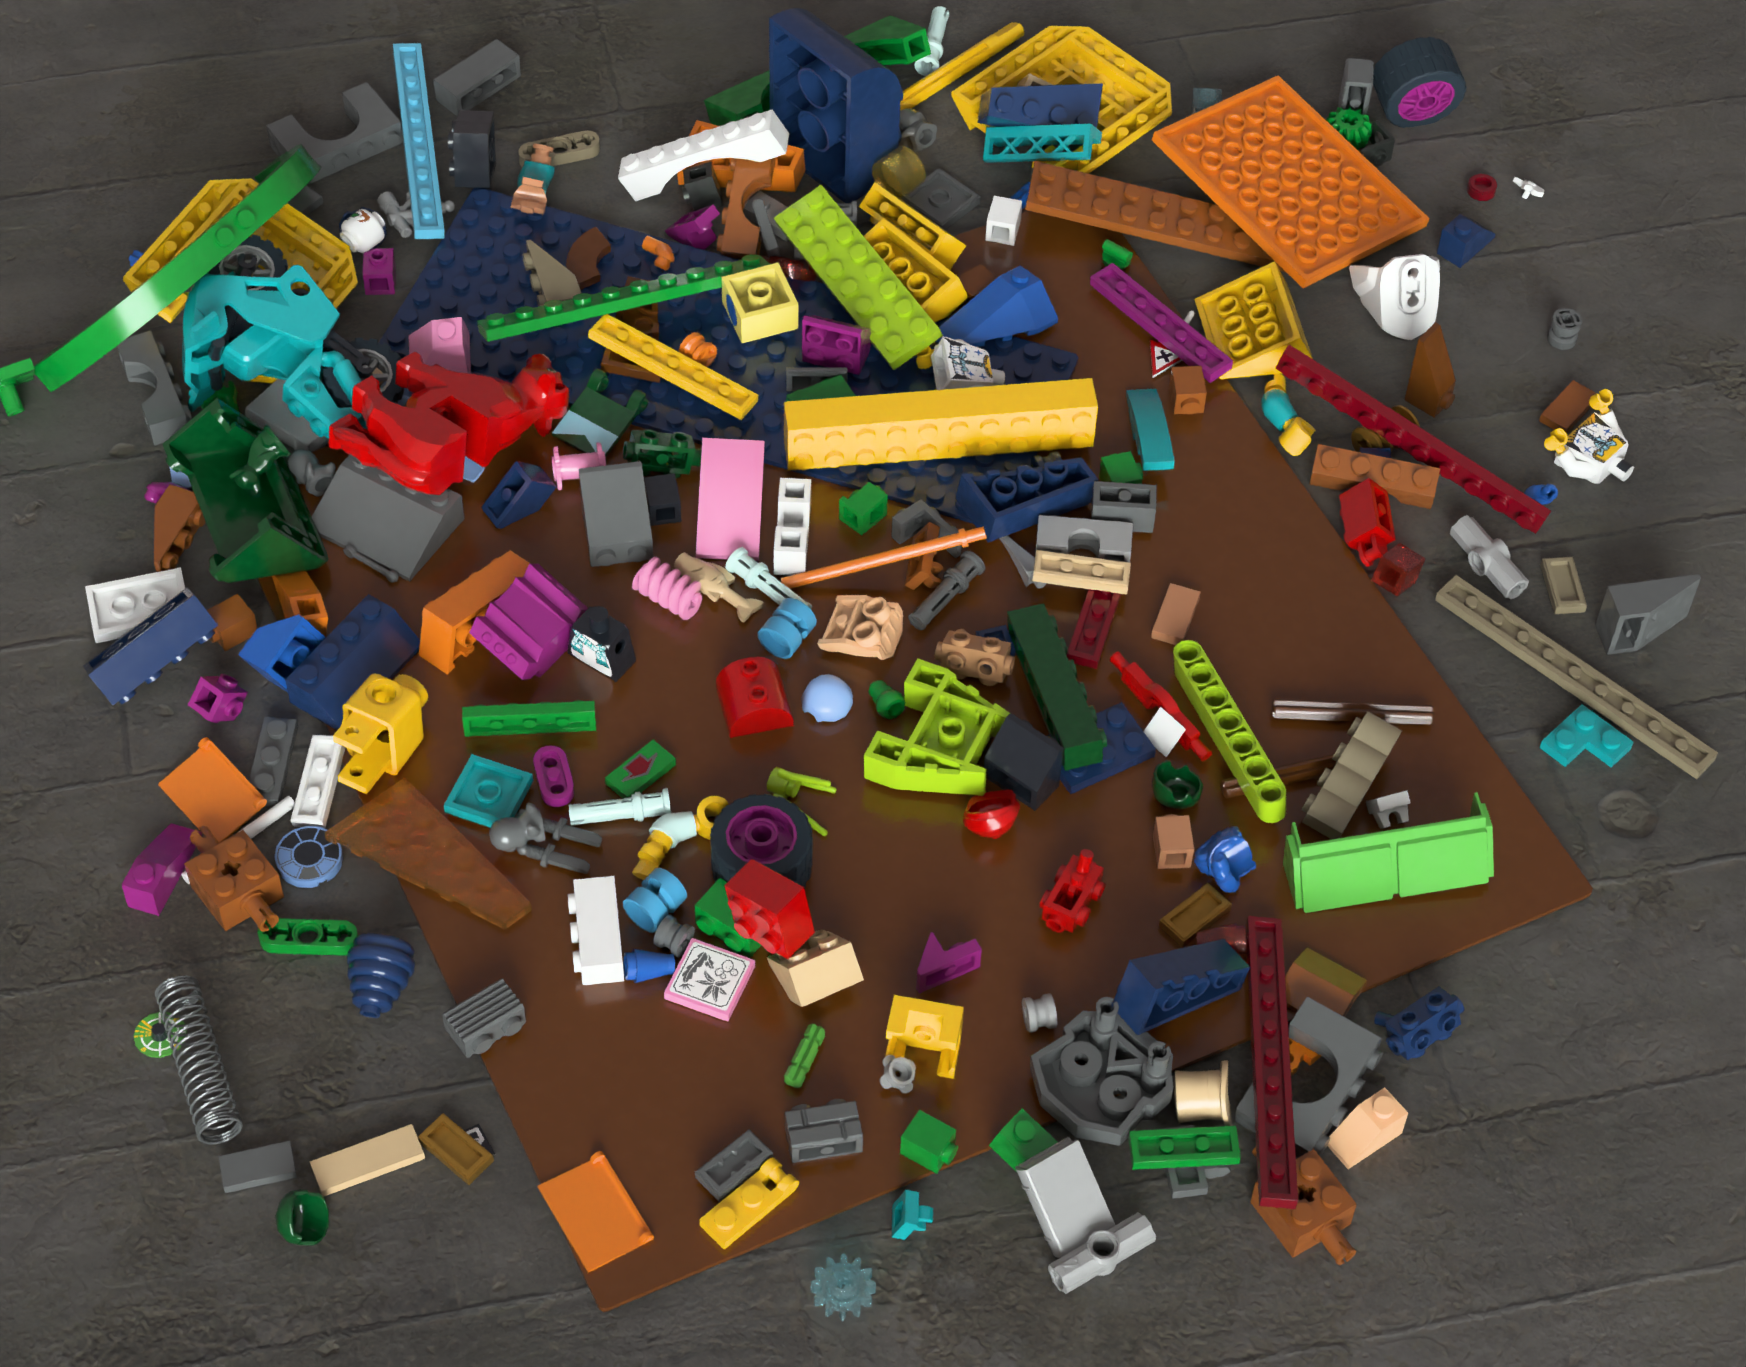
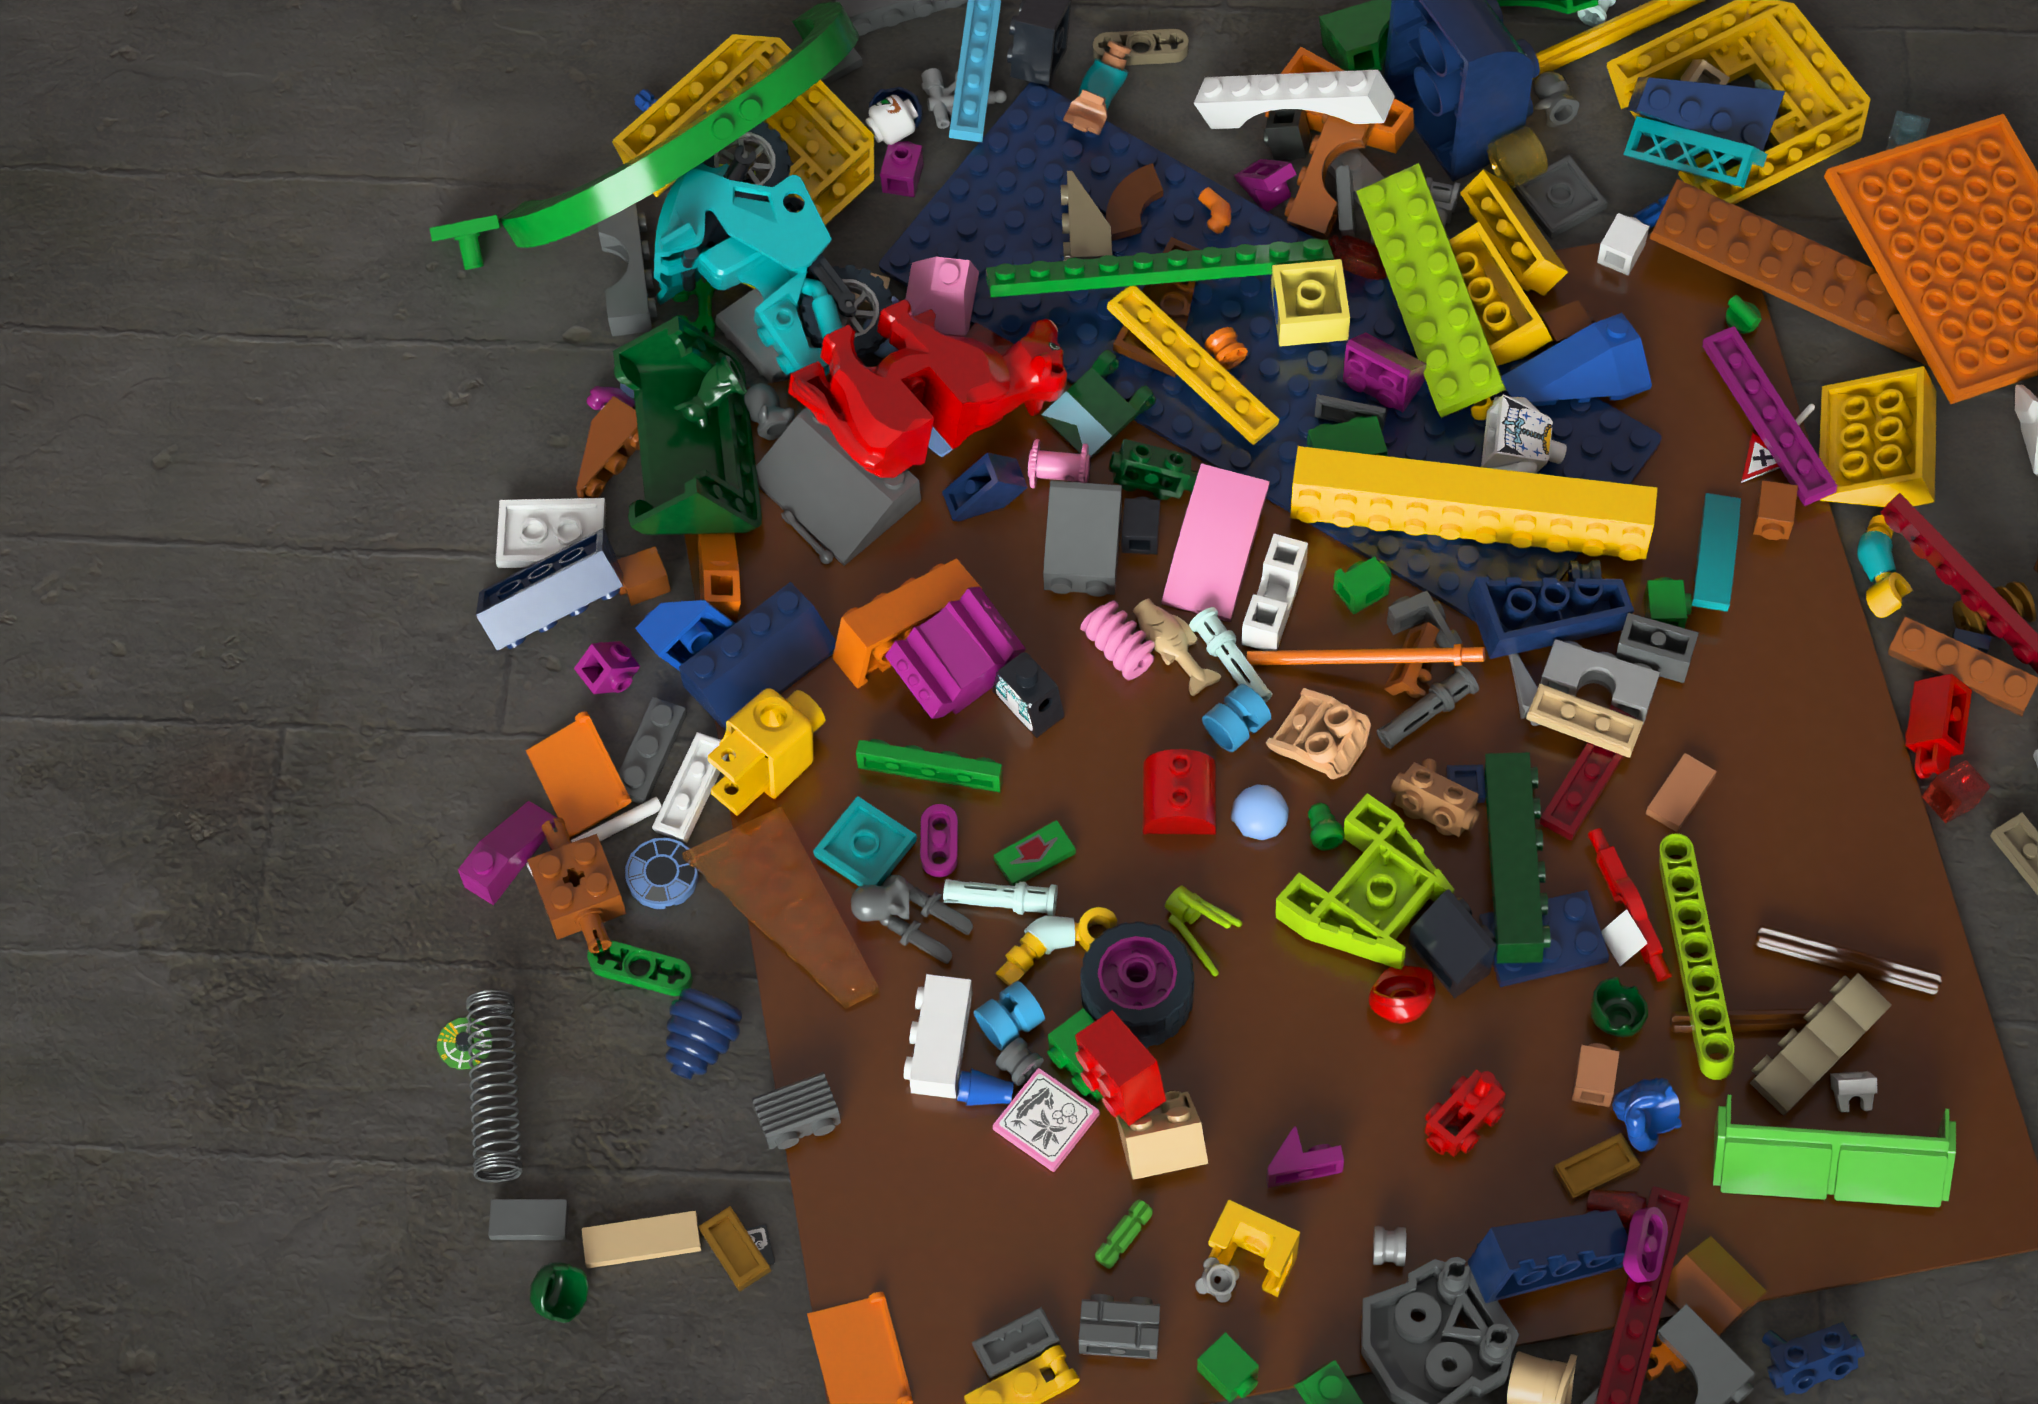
camera: 20 degrees right, 10 degrees up
(1258, 958) = (1645, 1244): none -> magenta plate

